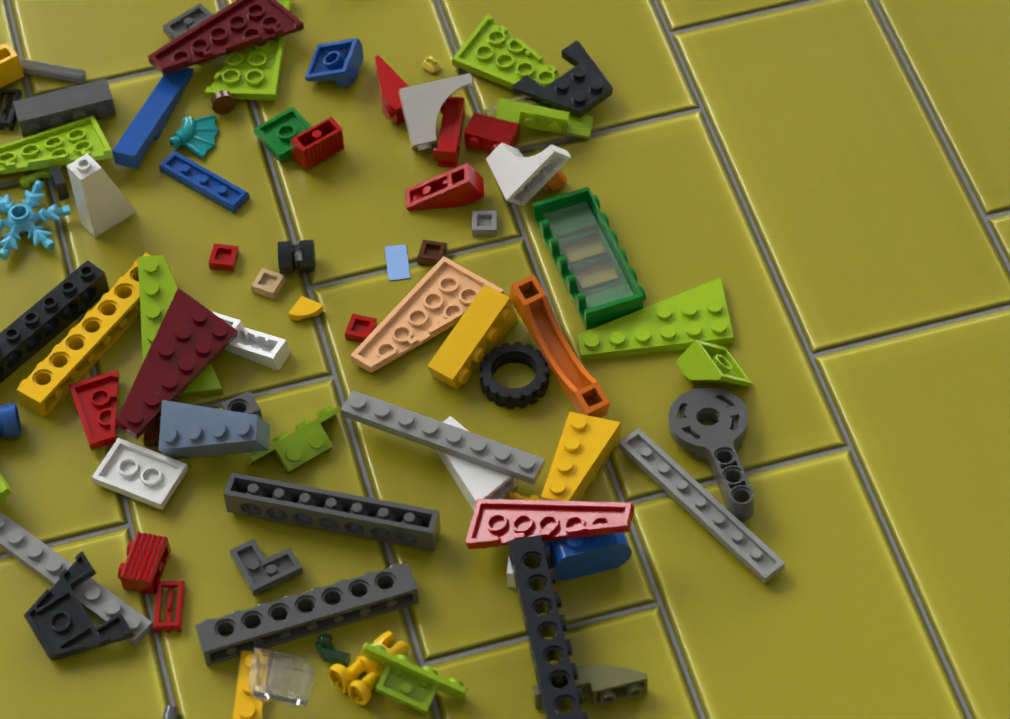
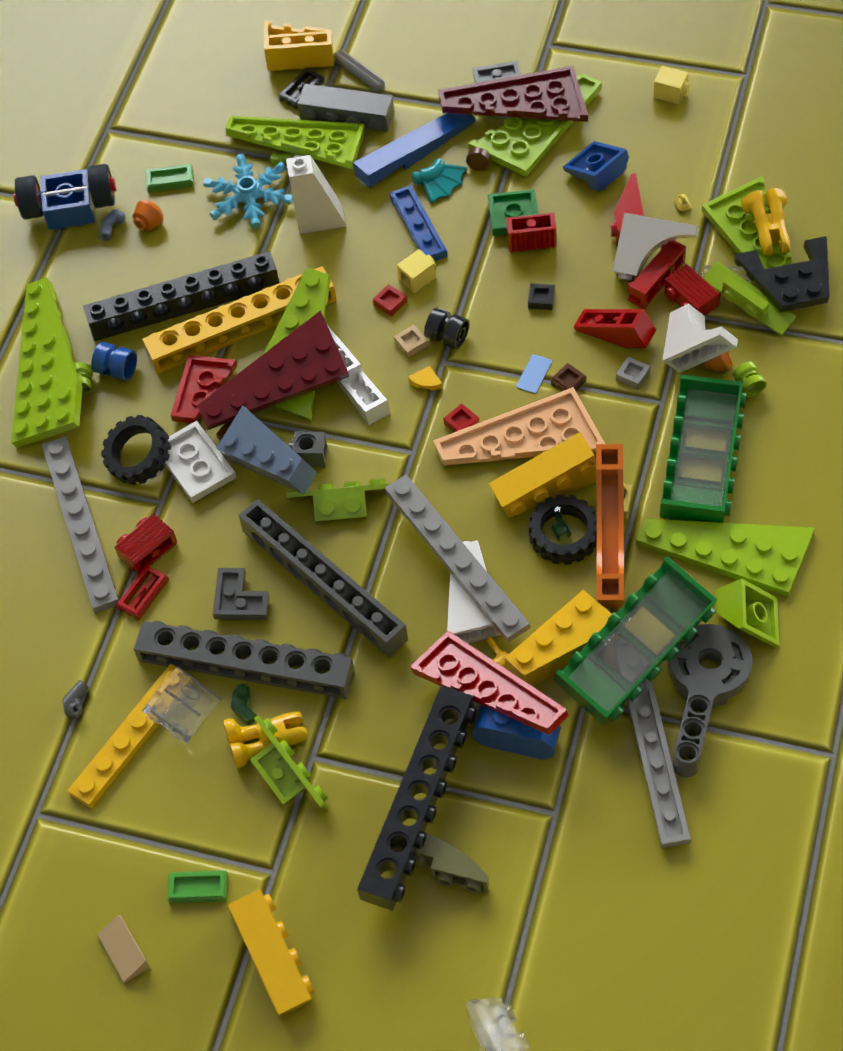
camera: 35 degrees right, 5 degrees up
(61, 470) = (121, 434): none -> black tyre
(62, 621) = (48, 560): black wing -> none
(233, 221) = (416, 271): none -> light yellow brick
(360, 195) = (541, 296): none -> black tile
(509, 376) = (560, 526): none -> clear green hand
(525, 50) = (770, 226): none -> yellow piece
(585, 179) = (752, 381): none -> lime wheel
(644, 429) = (636, 642): none -> clear window

